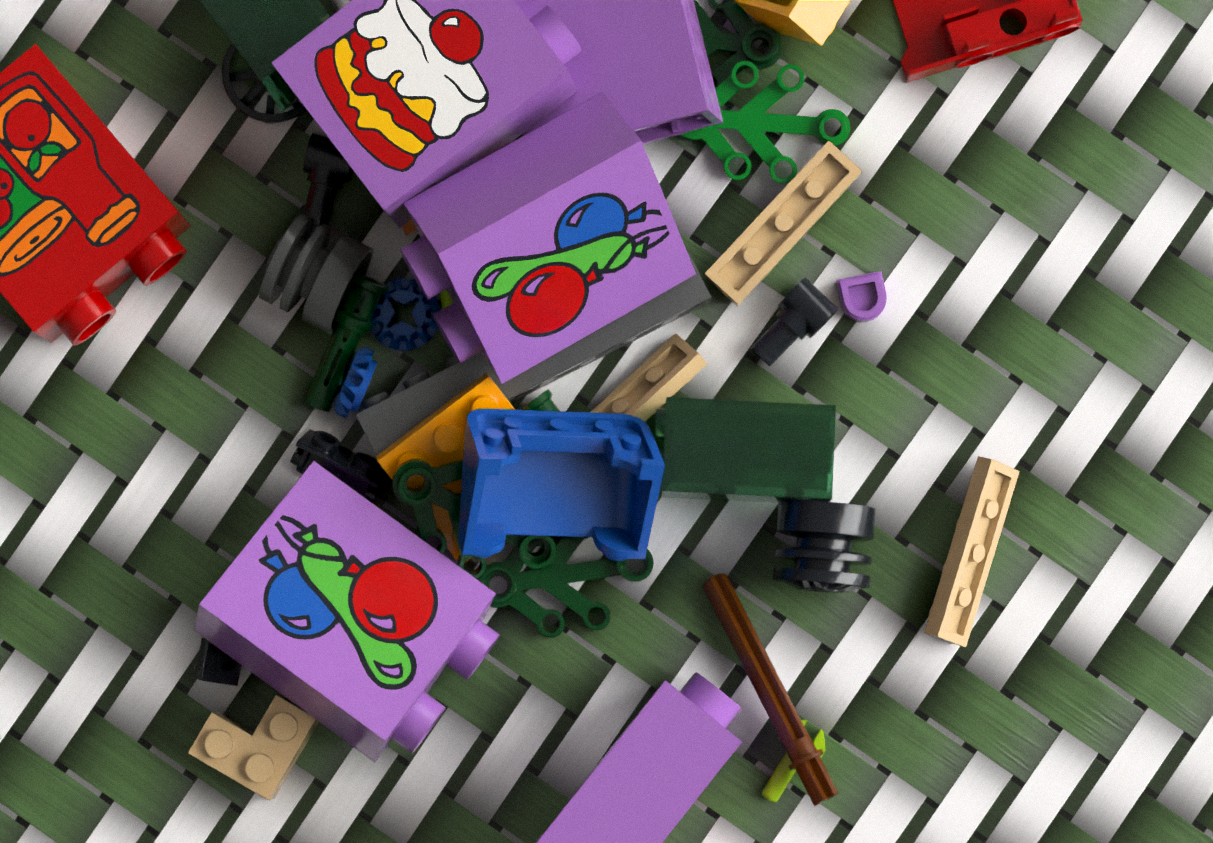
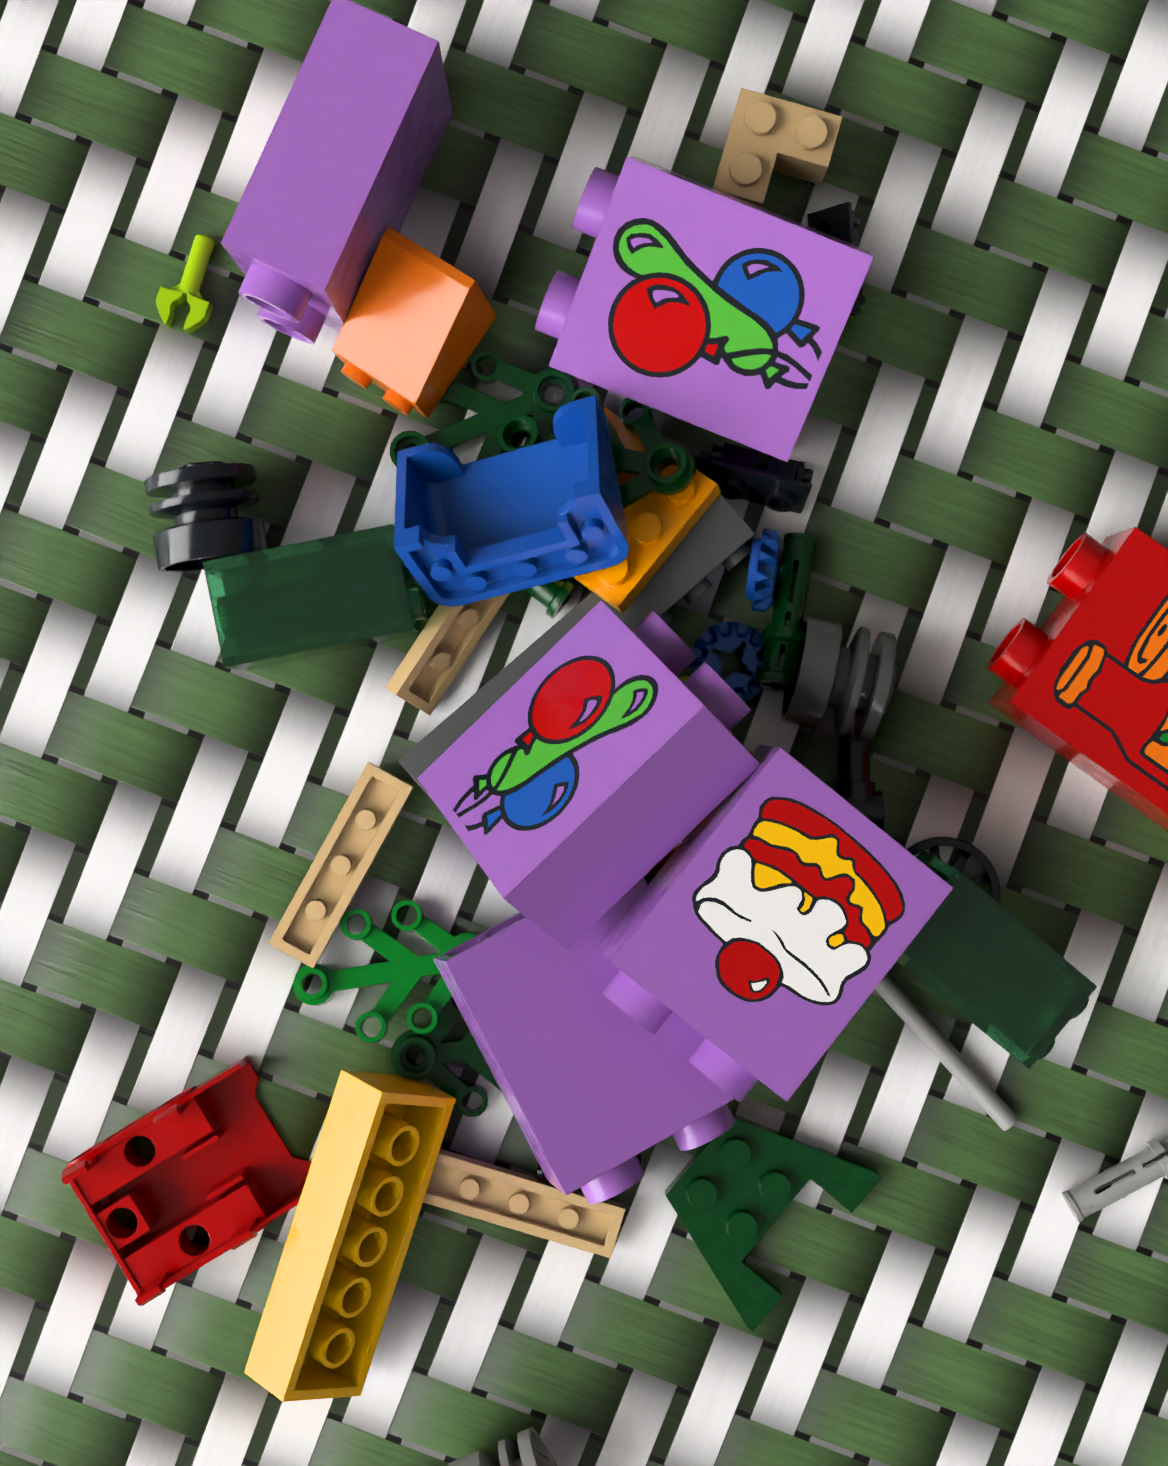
camera: 165 degrees right, 5 degrees up
(607, 664) = (411, 325): none -> orange slope
(770, 689) = (228, 349): reddish brown axle -> none
(800, 315) = (297, 770): black pin -> none
(862, 296) = (236, 806): medium lavender tile -> none
(971, 551) = (48, 554): tan plate -> none

